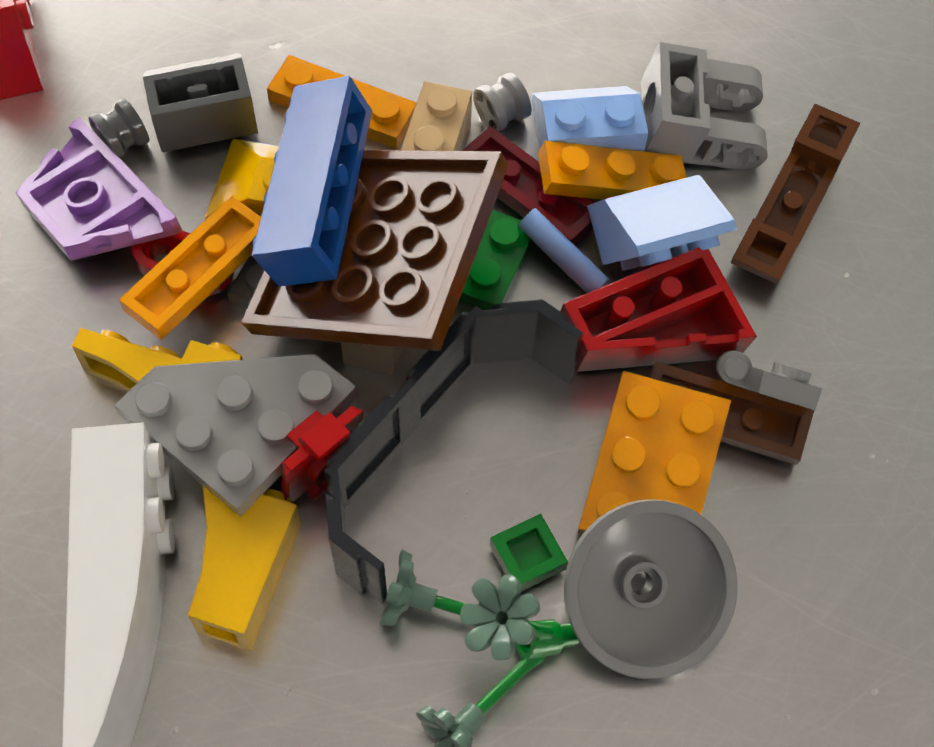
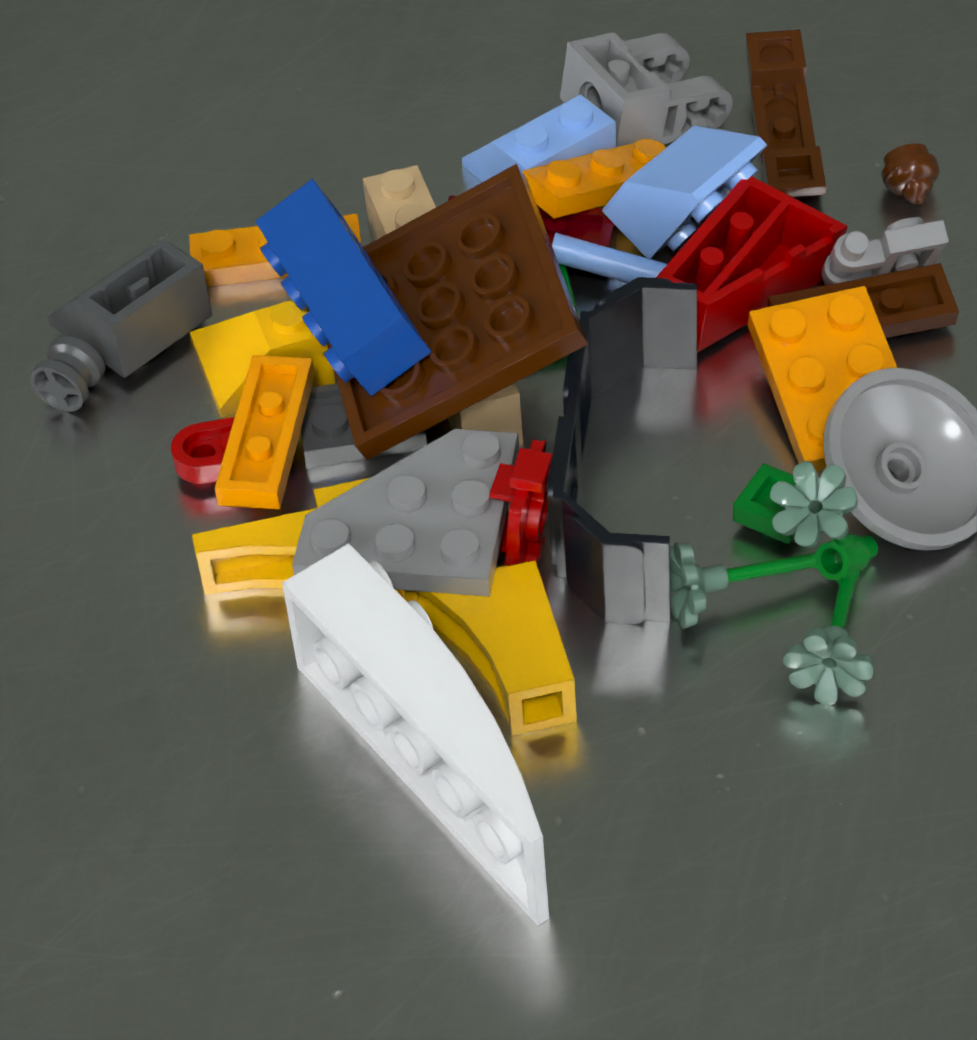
camera: 25 degrees left, 15 degrees down
(93, 199) = (96, 439): medium lavender wing -> none
(502, 102) = (447, 169): light grey wheel -> none
(859, 303) = (910, 172): none -> reddish brown plate

